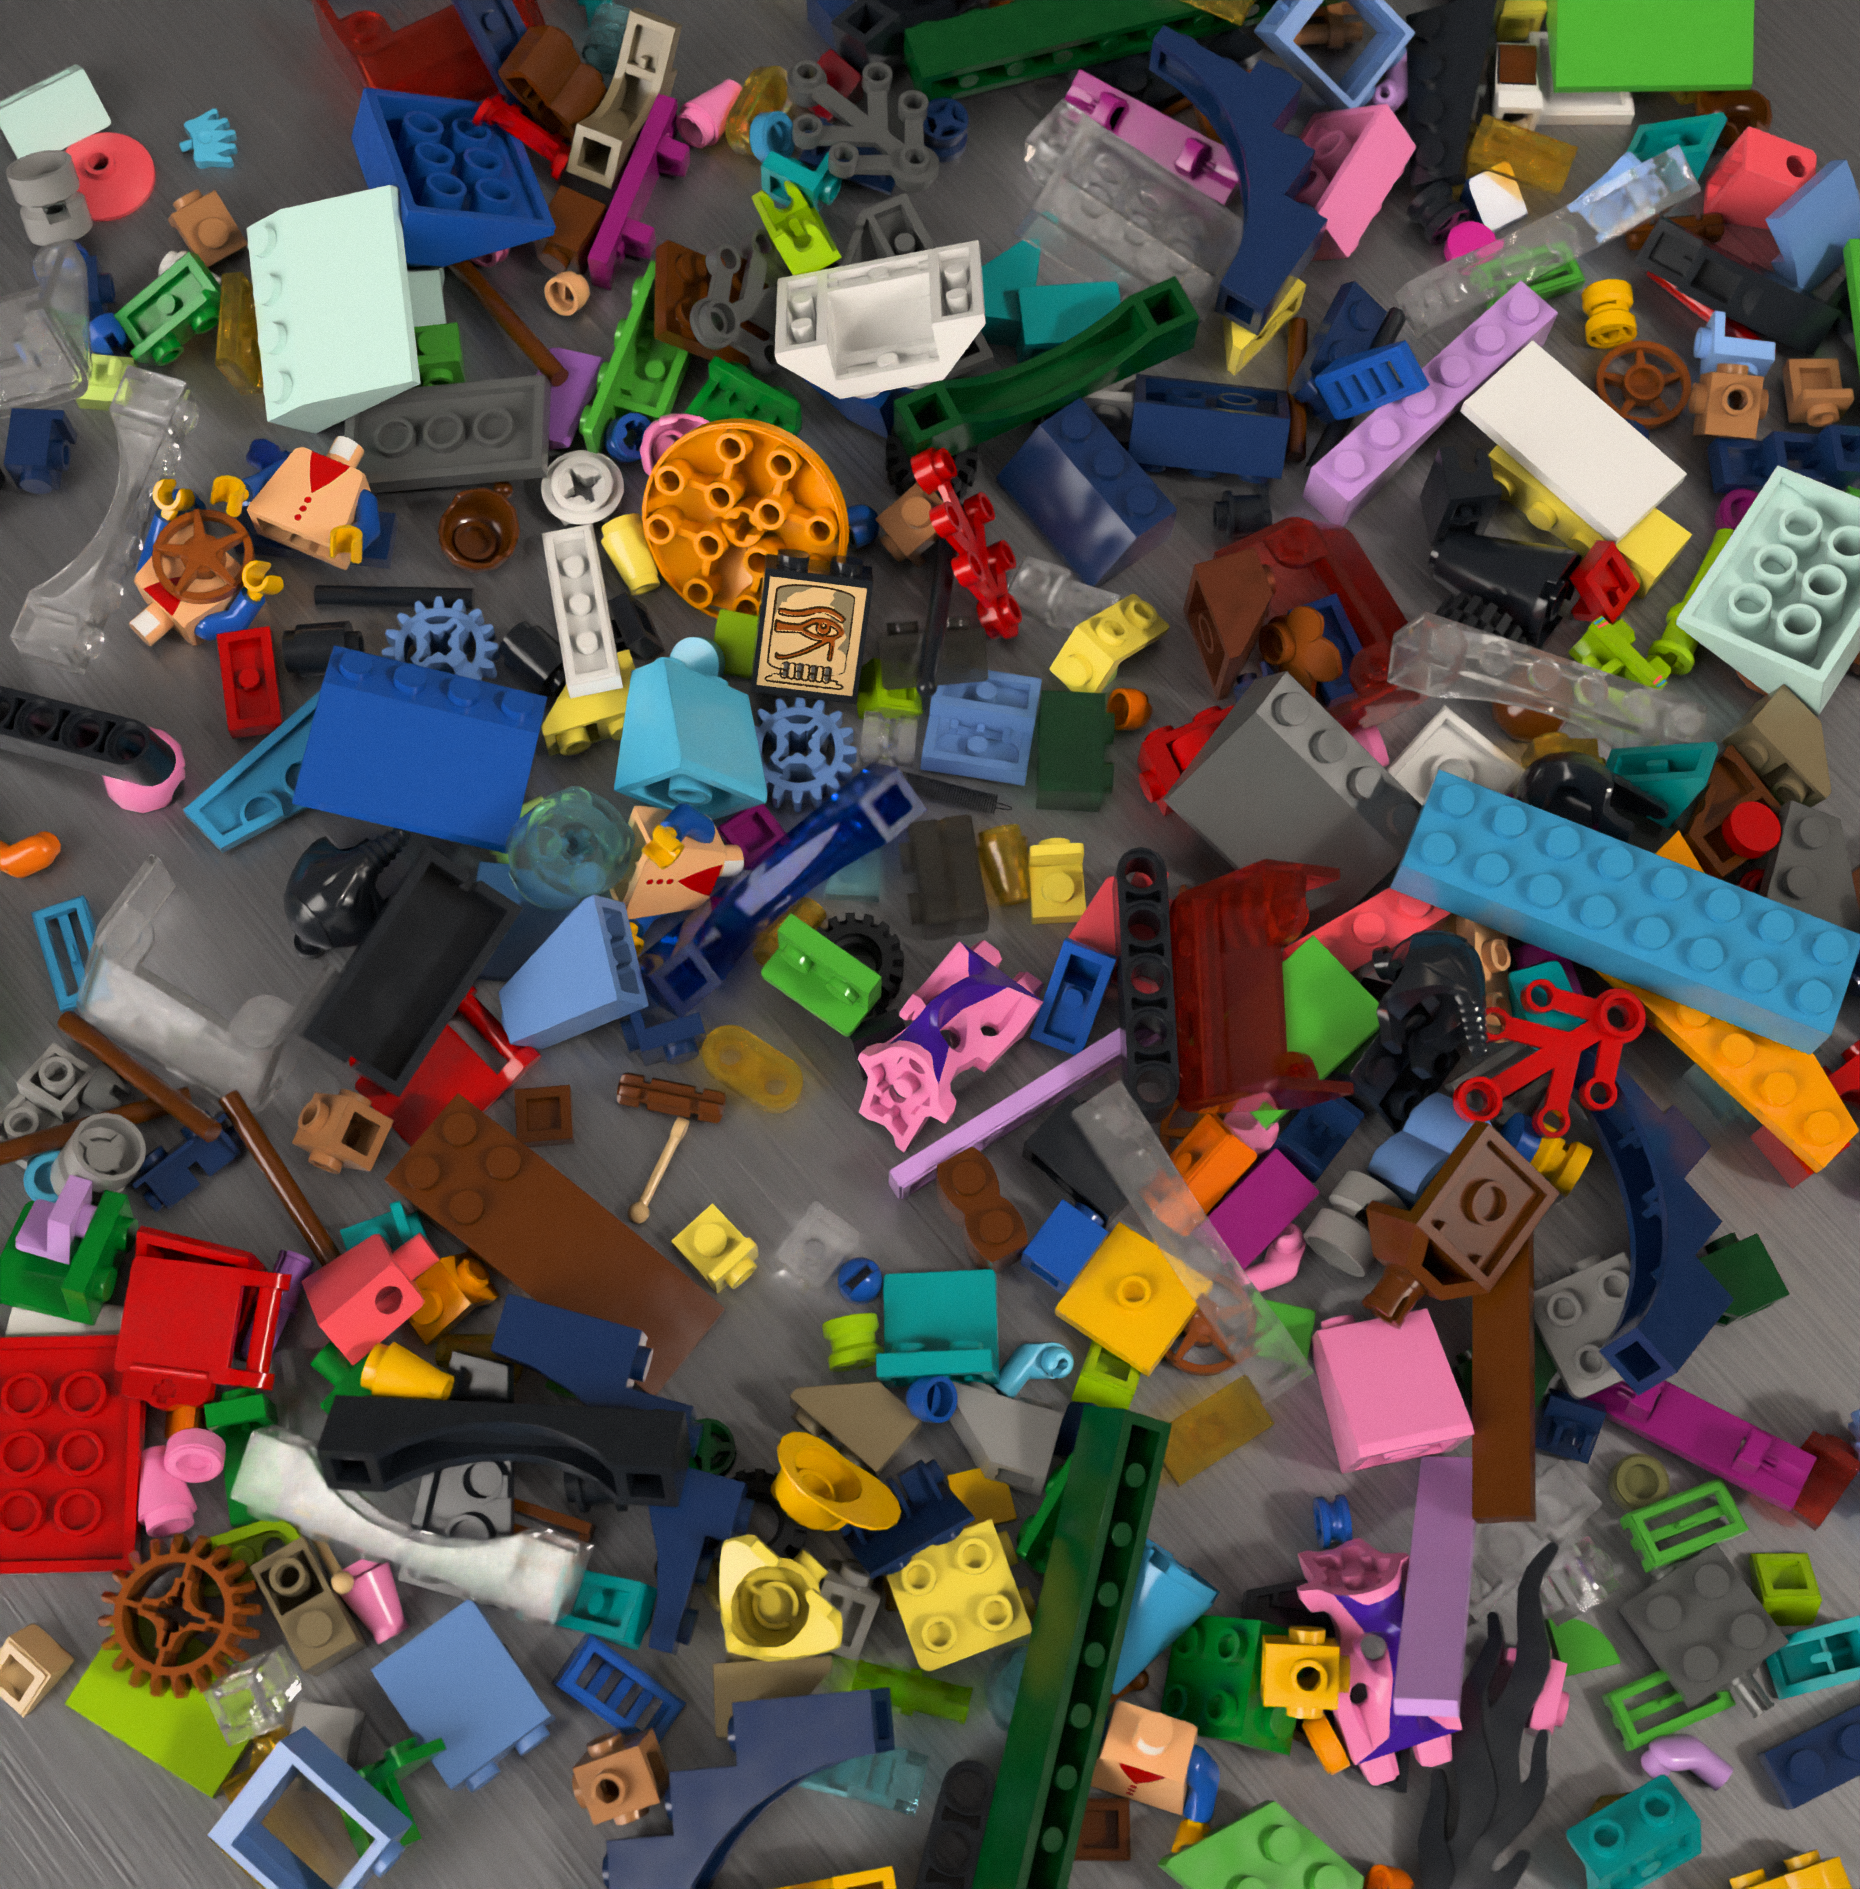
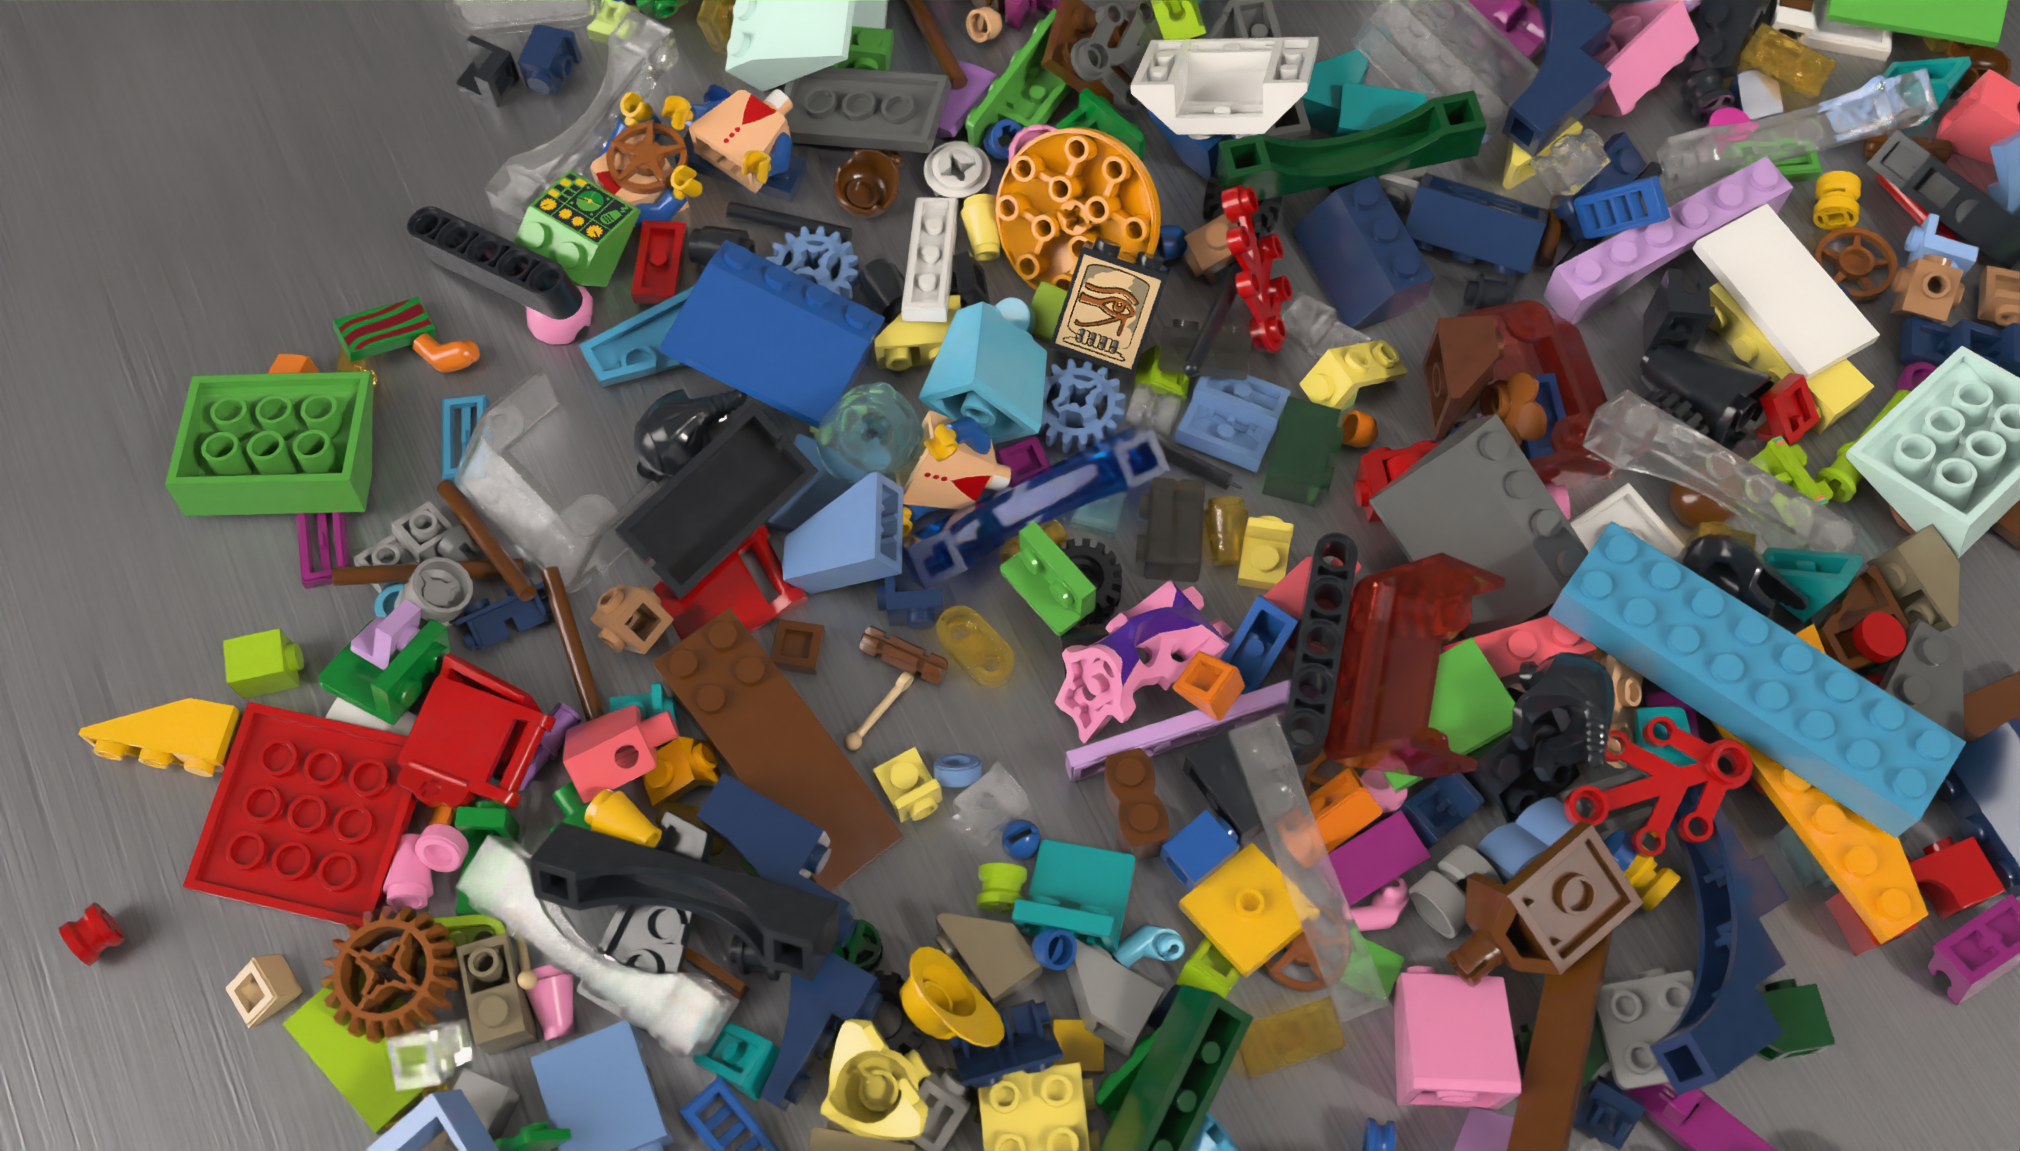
camera: 20 degrees right, 5 degrees down
(142, 664) = (579, 228): none -> bright green slope
(769, 1219) = (957, 770): none -> medium blue tile
(1033, 1055) = (1210, 685): none -> orange slope
(1302, 333) = (1571, 162): none -> clear brick

